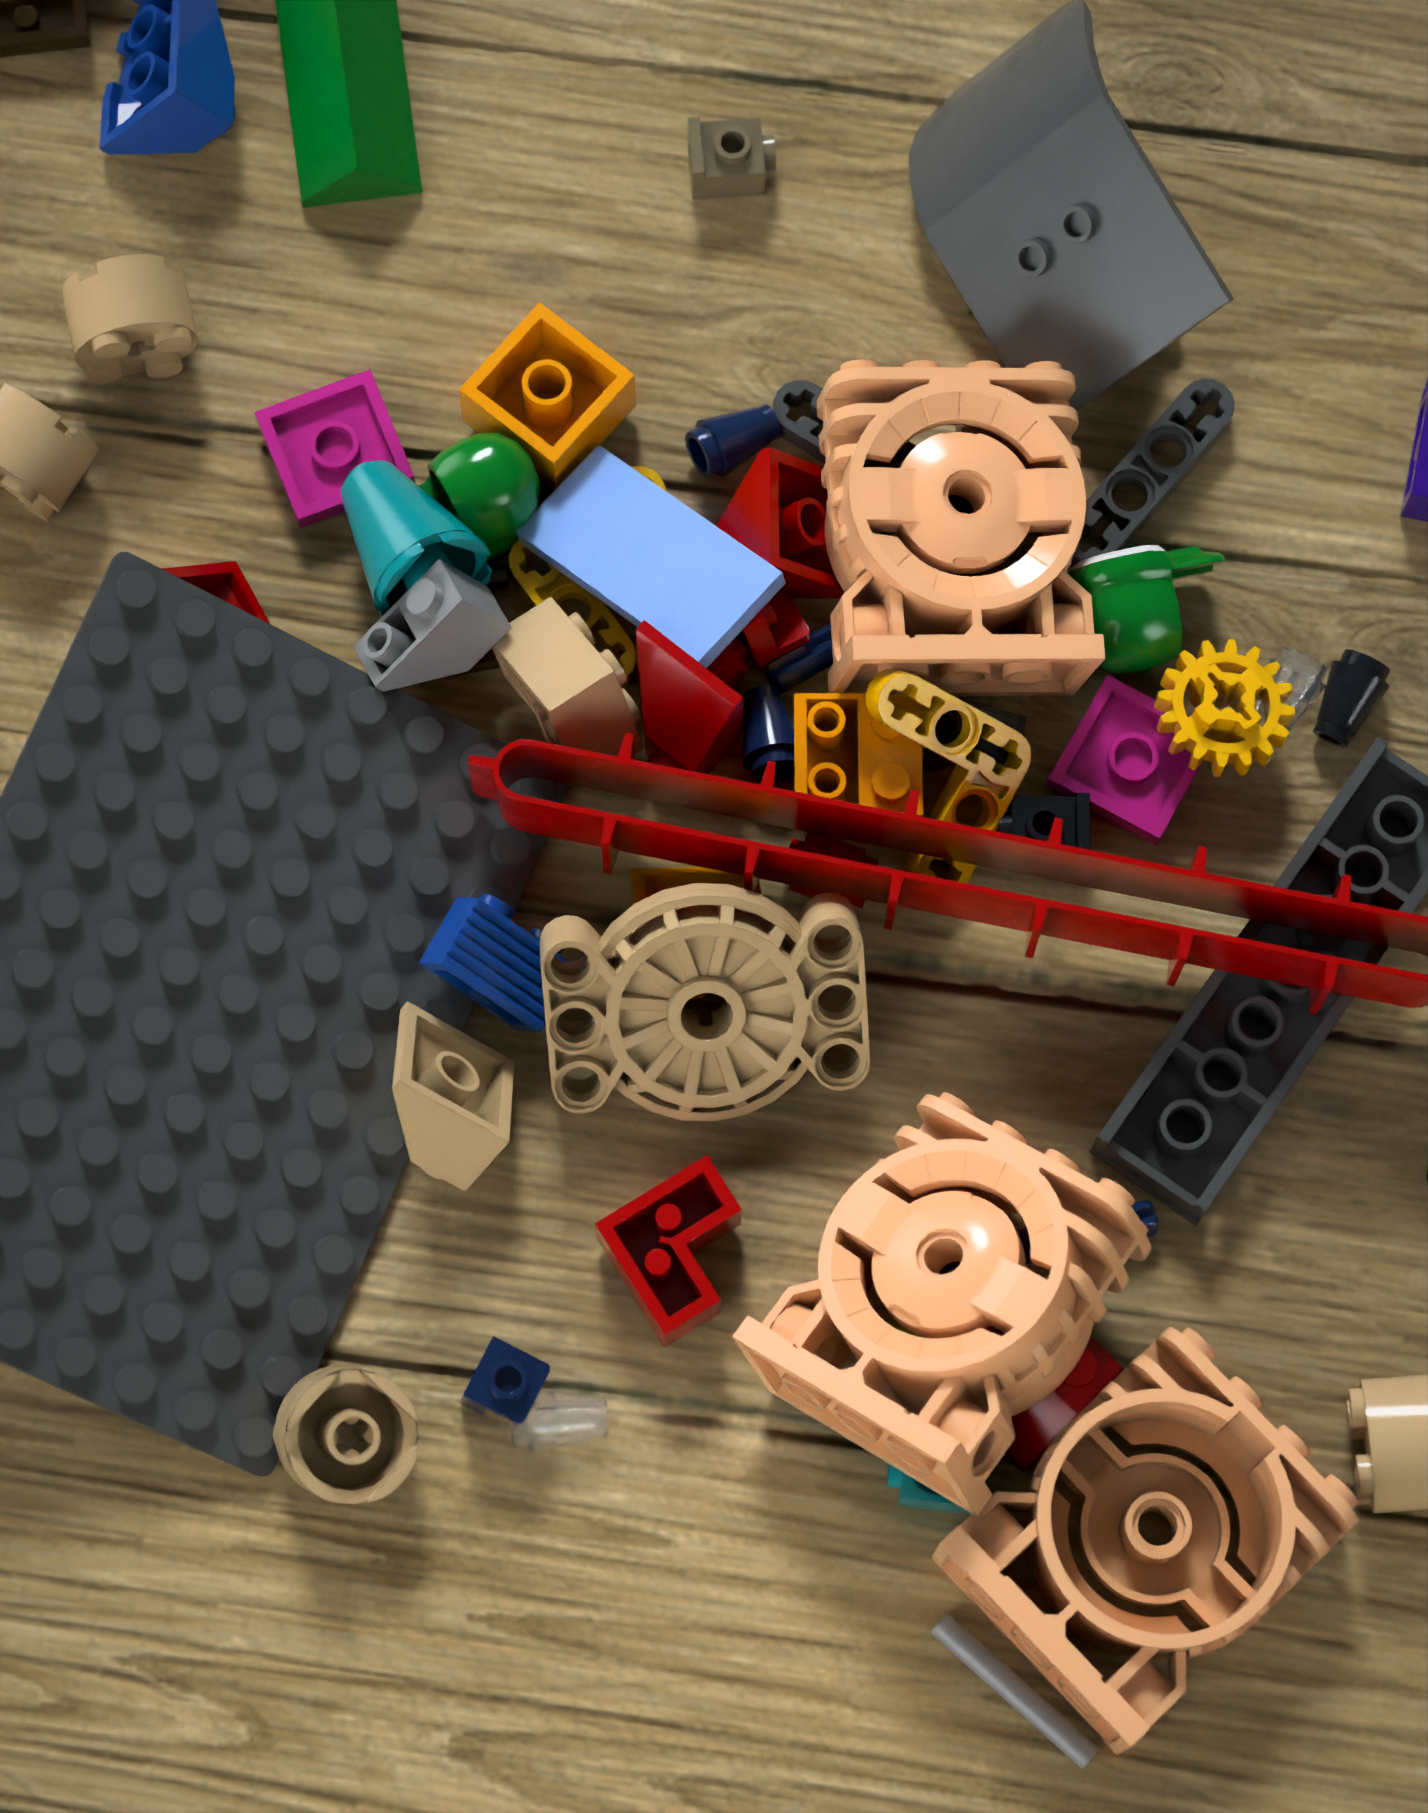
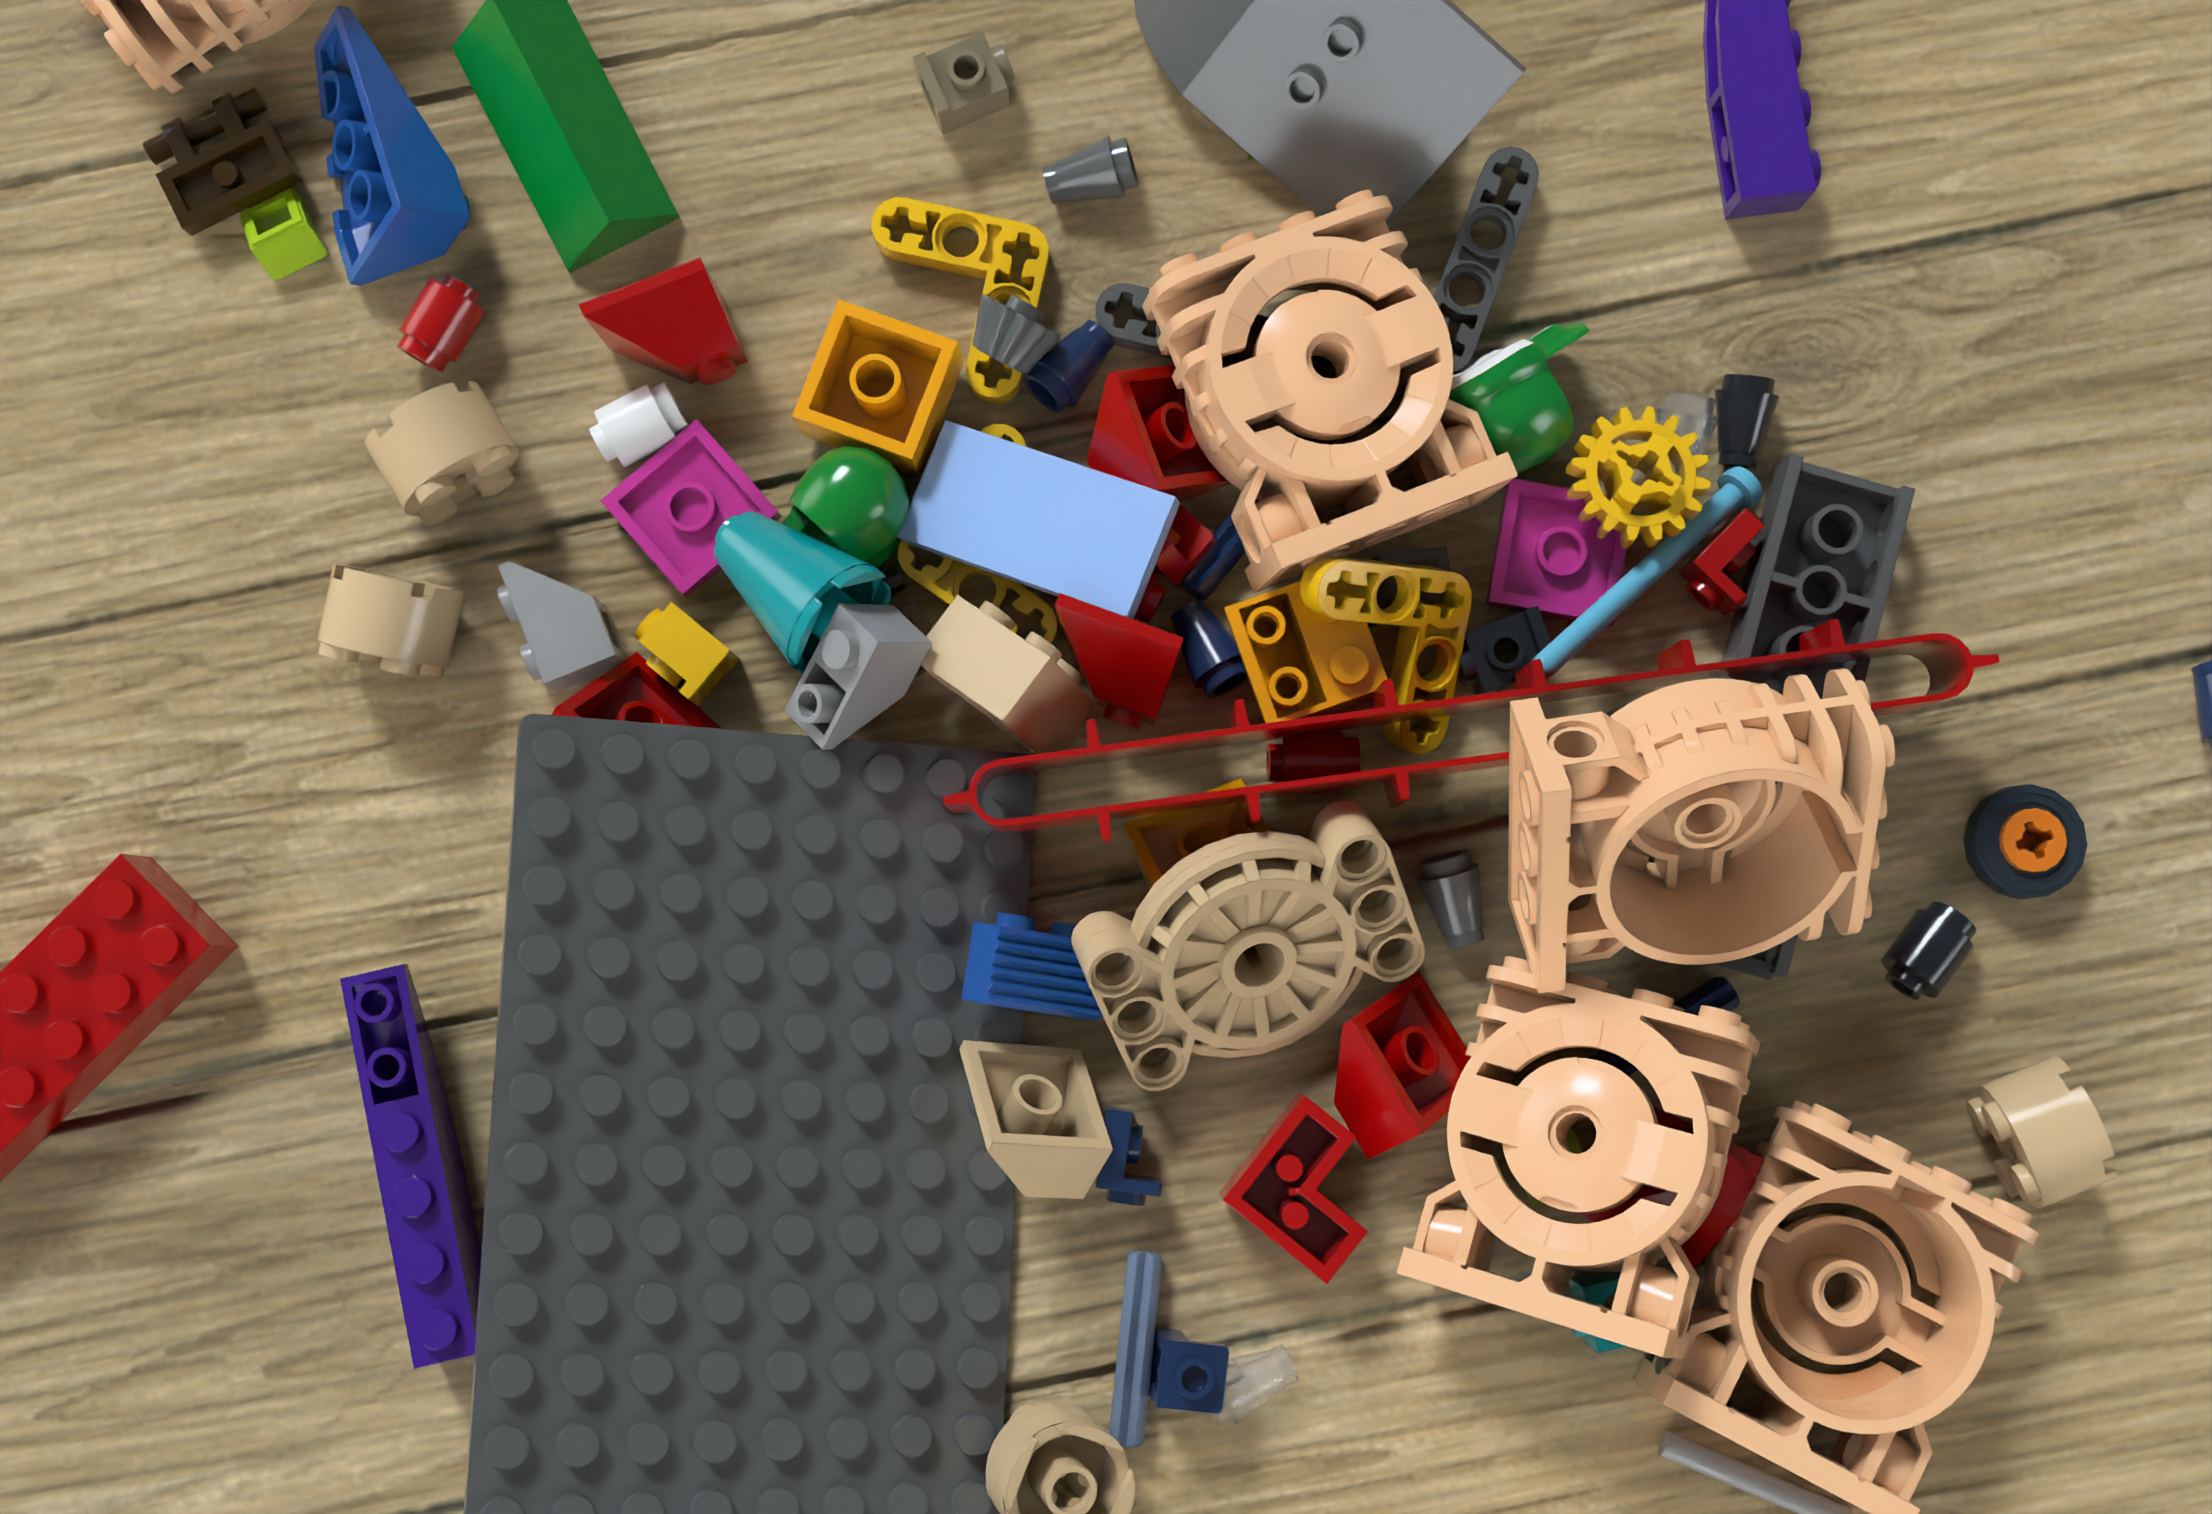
camera: 15 degrees left, 10 degrees up
(55, 87) = (283, 234): none -> lime slope
(169, 209) = (440, 323): none -> red brick
(178, 509) = (564, 628): none -> light grey slope
(281, 573) = (684, 652): none -> yellow brick
(314, 356) = (637, 424): none -> white brick
(377, 277) = (671, 324): none -> red slope
(464, 1351) = (1135, 1347): none -> sand blue axle
(517, 1159) = (1126, 1146): none -> dark blue bracket
(689, 386) = (1012, 333): none -> dark grey piece
(691, 324) = (986, 262): none -> yellow beam
(800, 1168) = (1397, 1067): none -> red slope
(817, 276) = (1092, 173): none -> dark grey cone
(918, 1038) = (1454, 896): none -> dark grey cone
(1144, 934) = (1697, 790): none -> light nougat brick
(1288, 809) = (1725, 551): none -> red bracket
(1321, 760) = (1736, 490): none -> medium azure bar
(1356, 1244) = (1928, 951): none -> black brick

